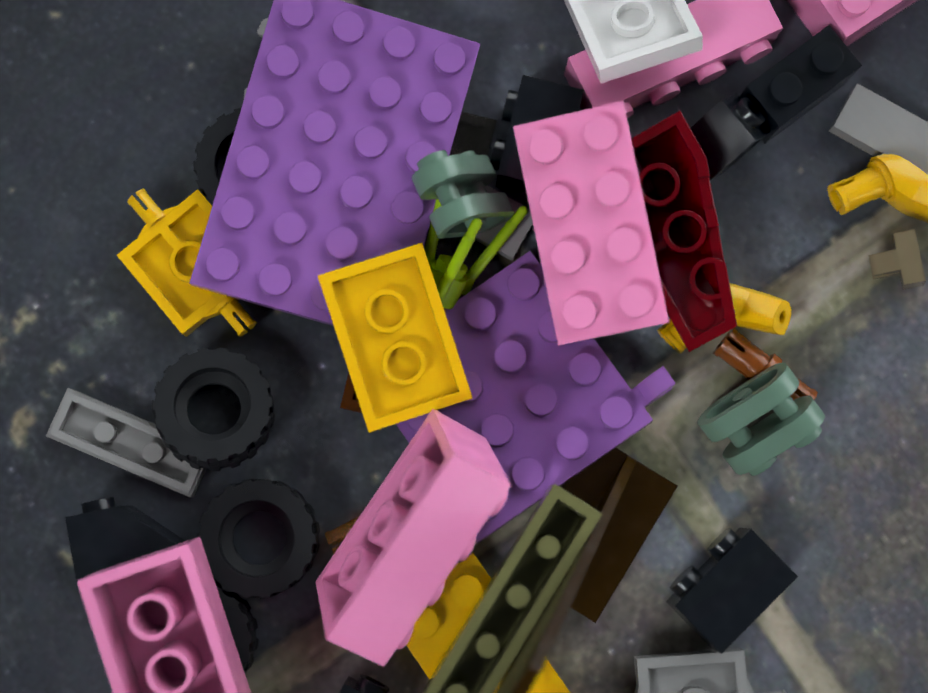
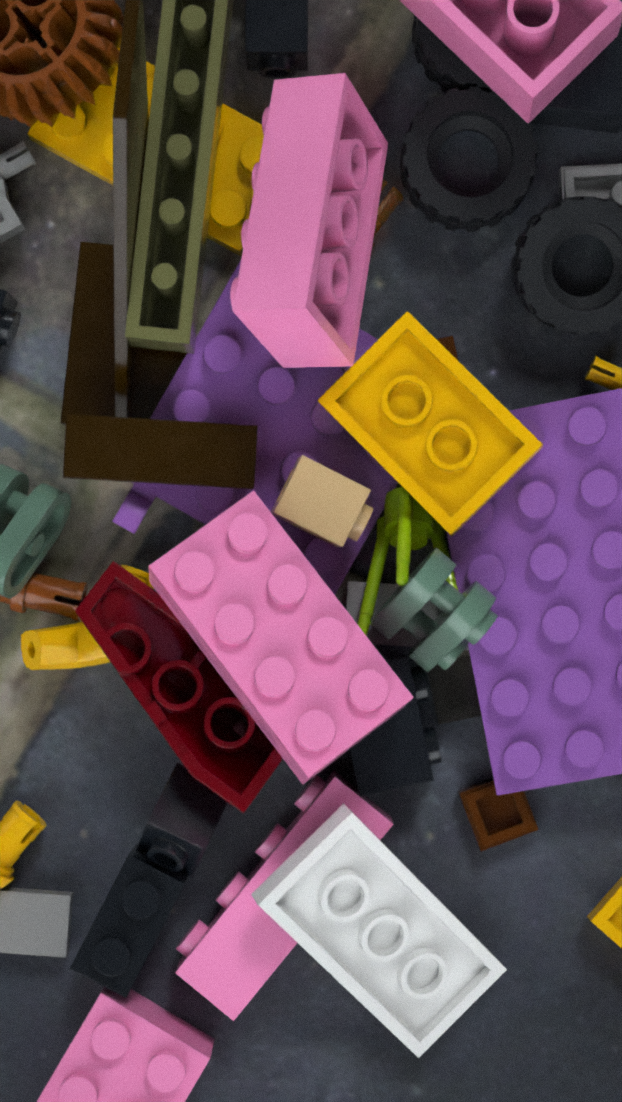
camera: 160 degrees right, 5 degrees up
(491, 32) = (494, 816): none -> reddish brown tile
(507, 317) = (323, 503): none -> tan brick
(614, 418) = (160, 451): none -> dark brown tile

